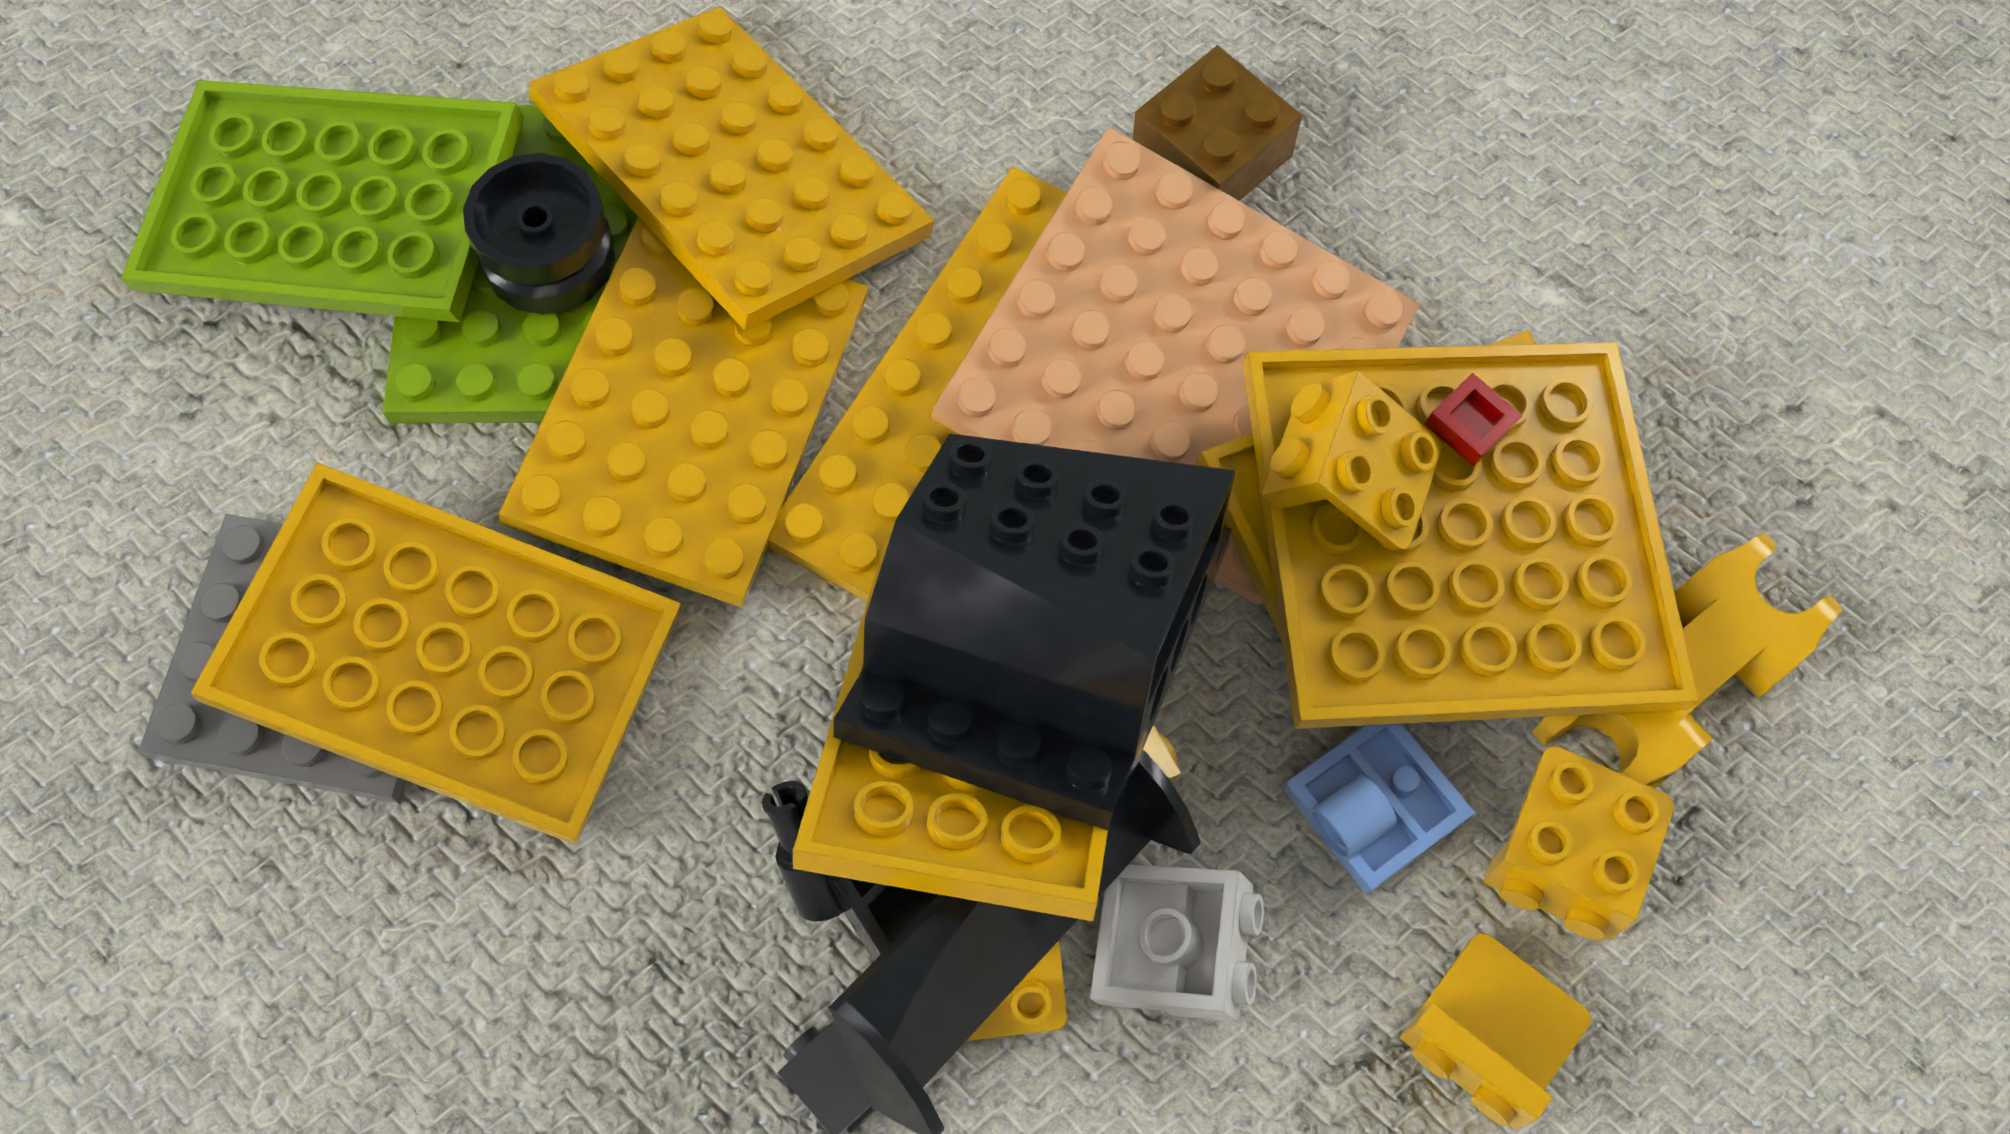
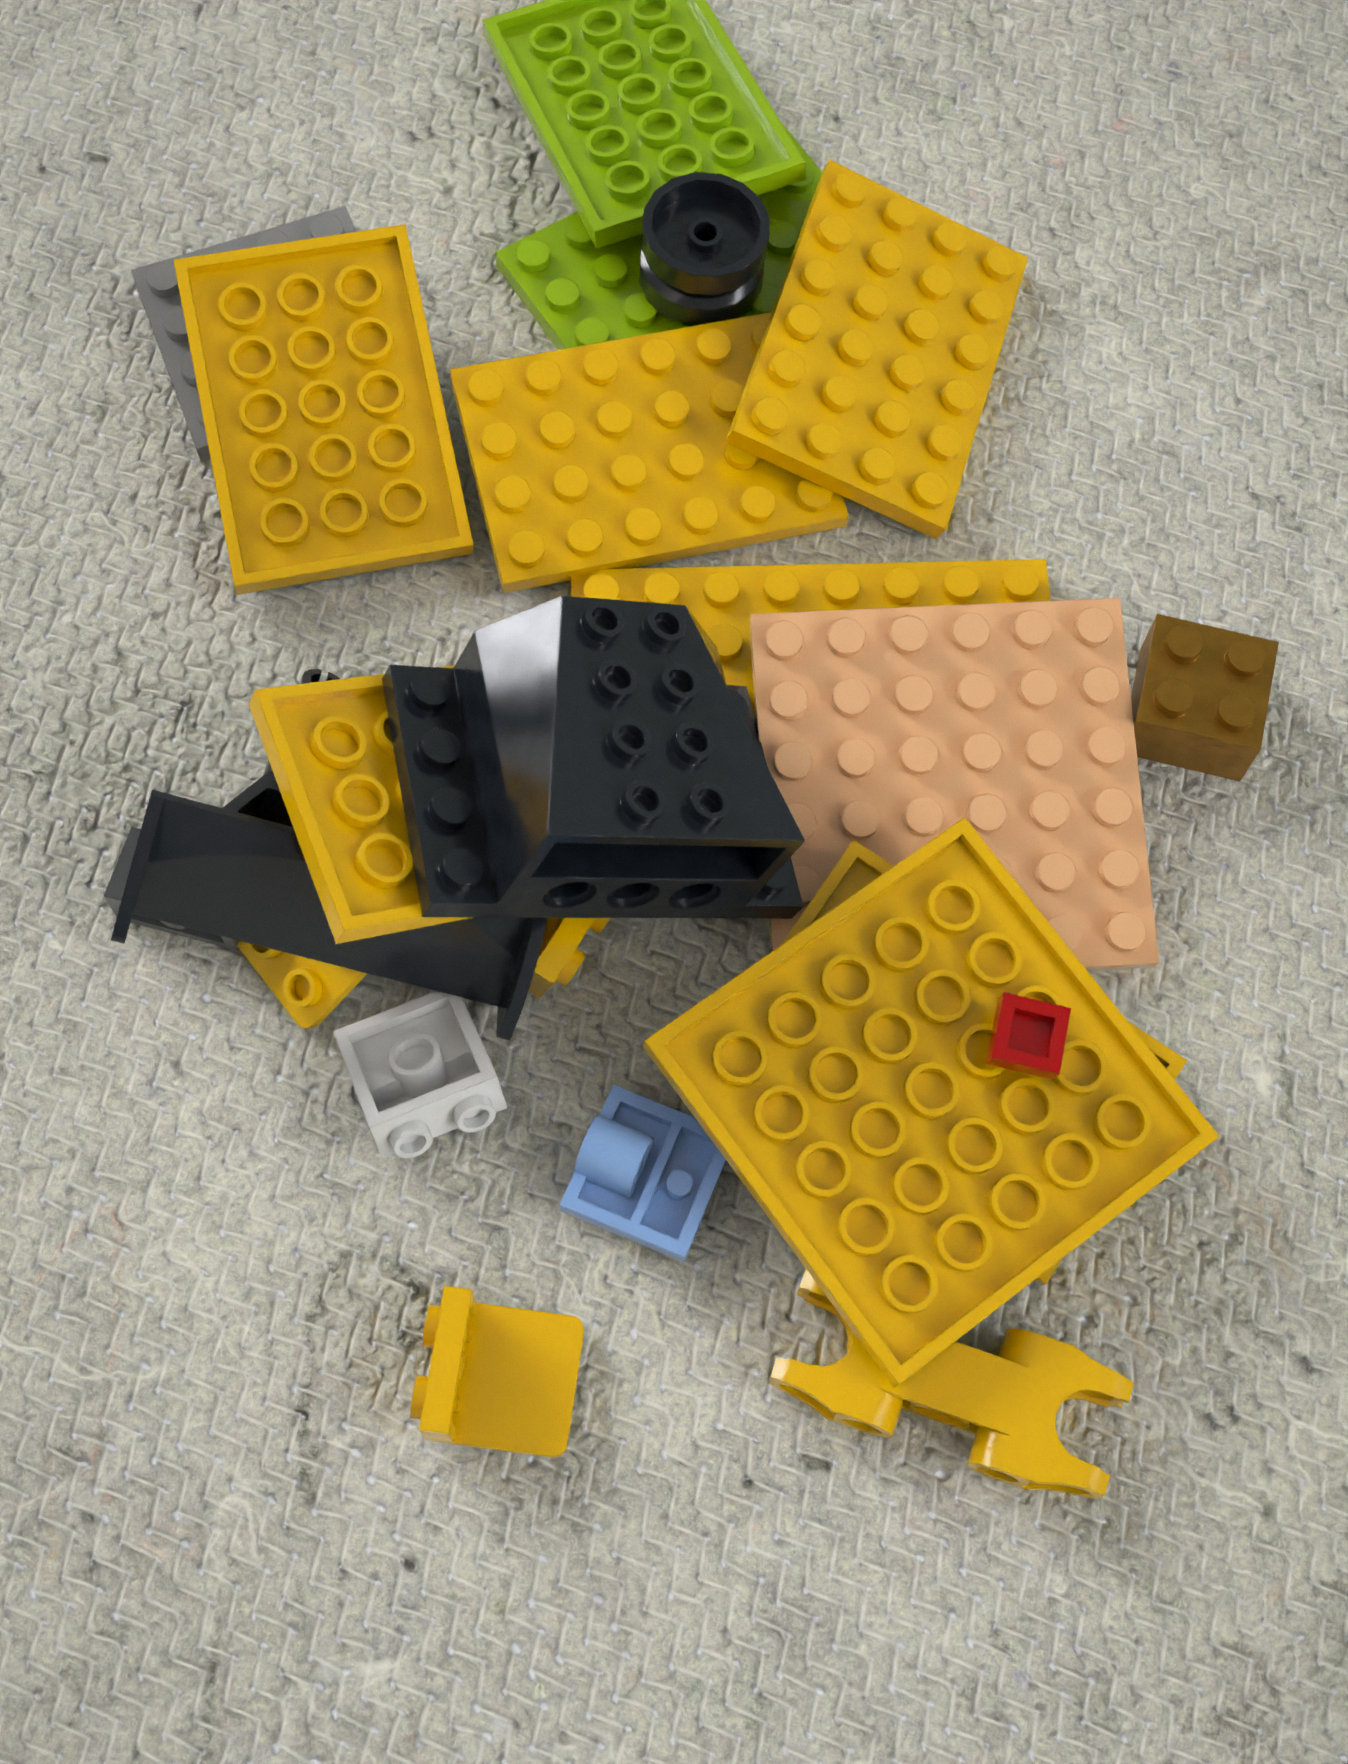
camera: 55 degrees right, 0 degrees up
(1358, 454) = (914, 957): yellow bracket -> none
(1582, 845) = (711, 1358): yellow bracket -> none

